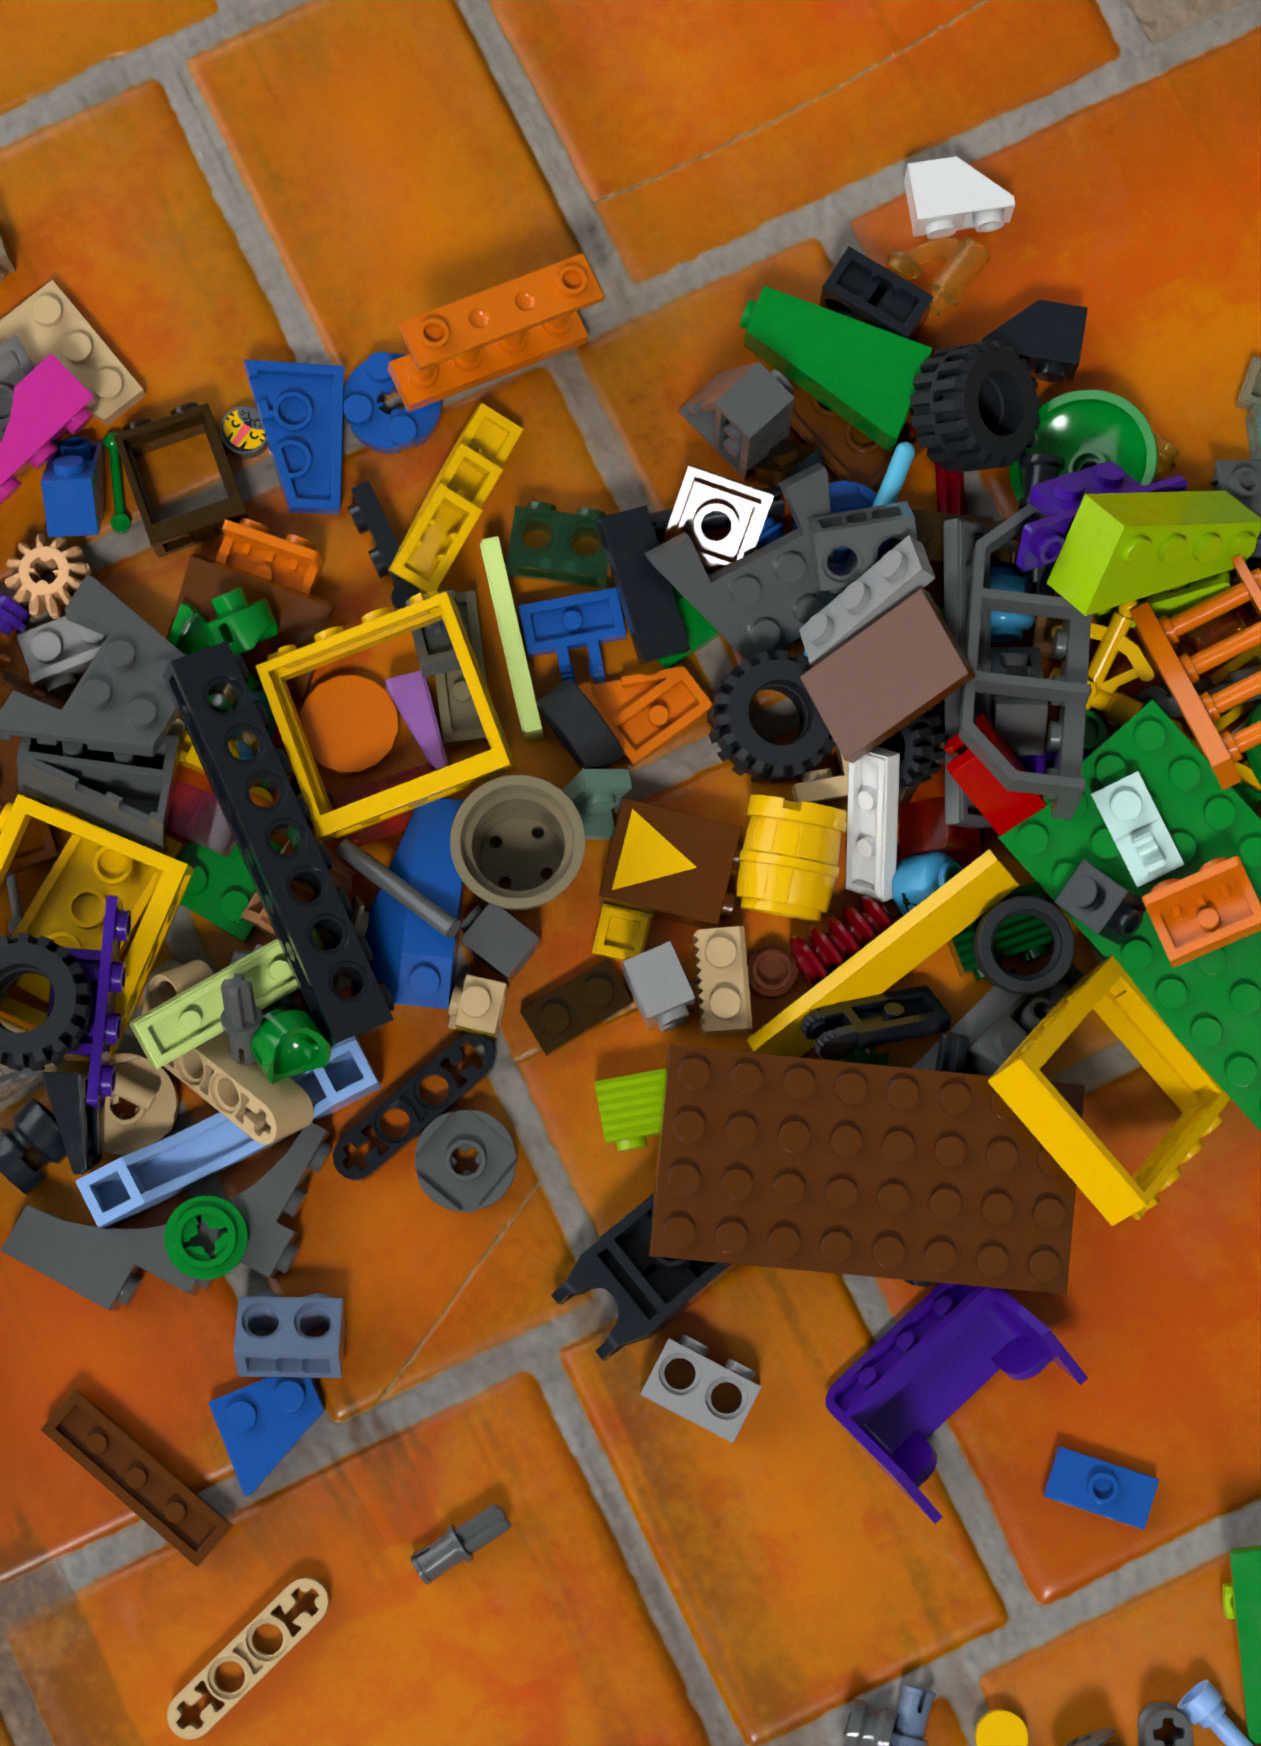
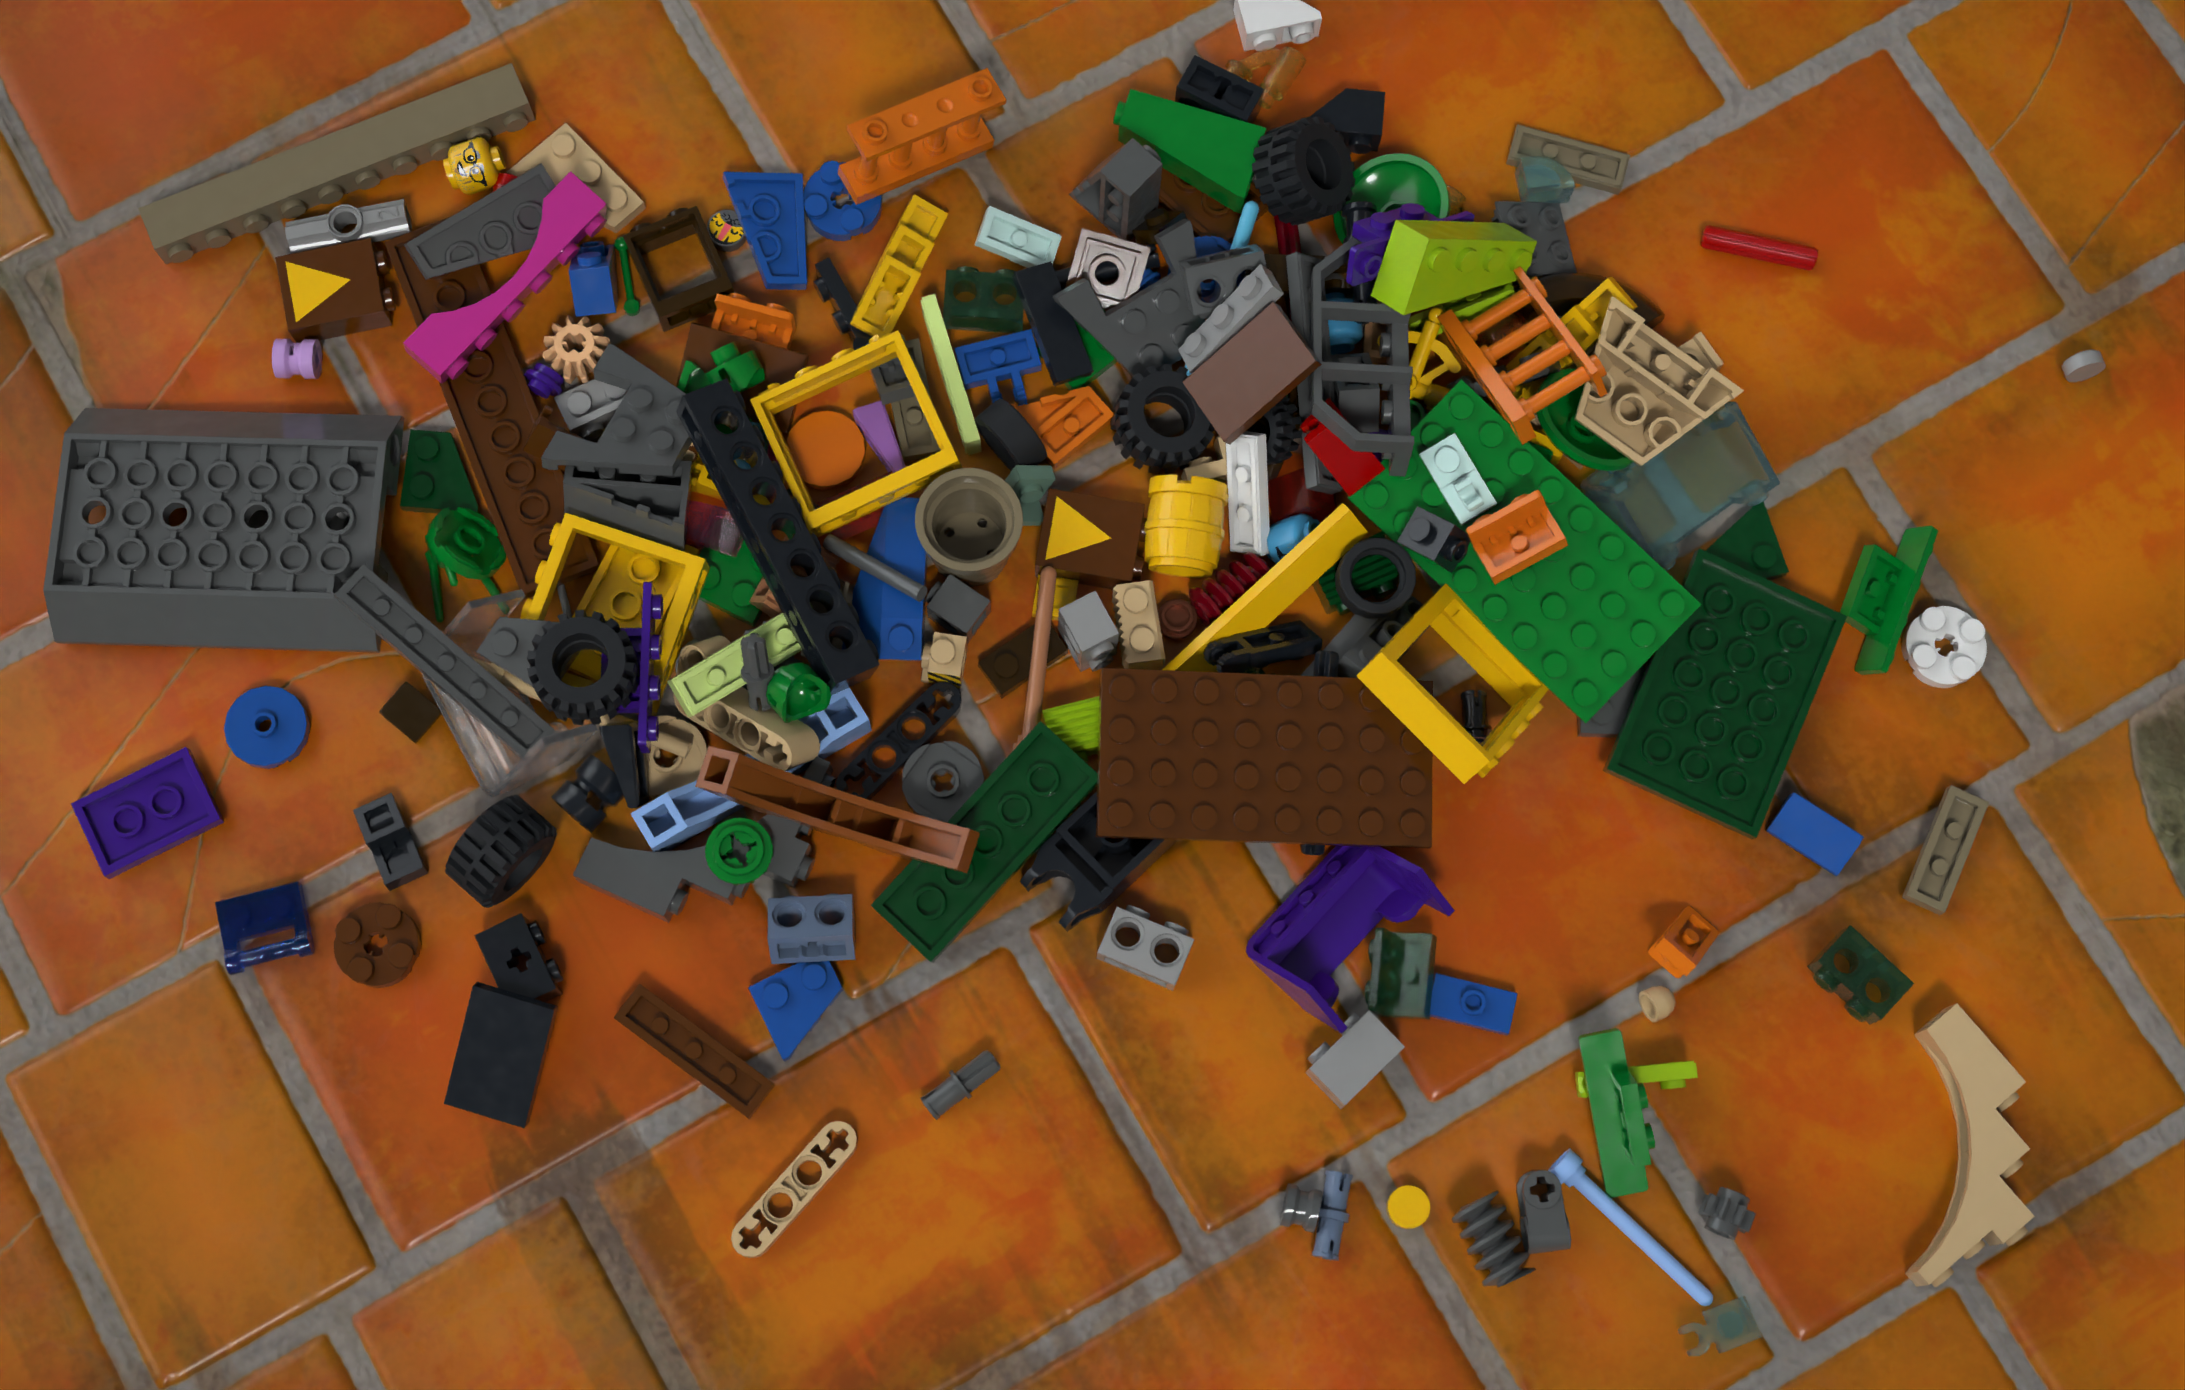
camera: 10 degrees left, 5 degrees down
(328, 1198) = (836, 811): none -> dark orange arch
(513, 1243) = (1015, 816): none -> dark green plate
(576, 1122) = (1039, 651): none -> nougat piece
(607, 470) = (1016, 239): none -> light aqua plate
(948, 1552) = (1353, 1059): none -> light grey brick
(1015, 1446) = (1401, 974): none -> bracket
(1135, 1124) = (1475, 714): none -> black pin

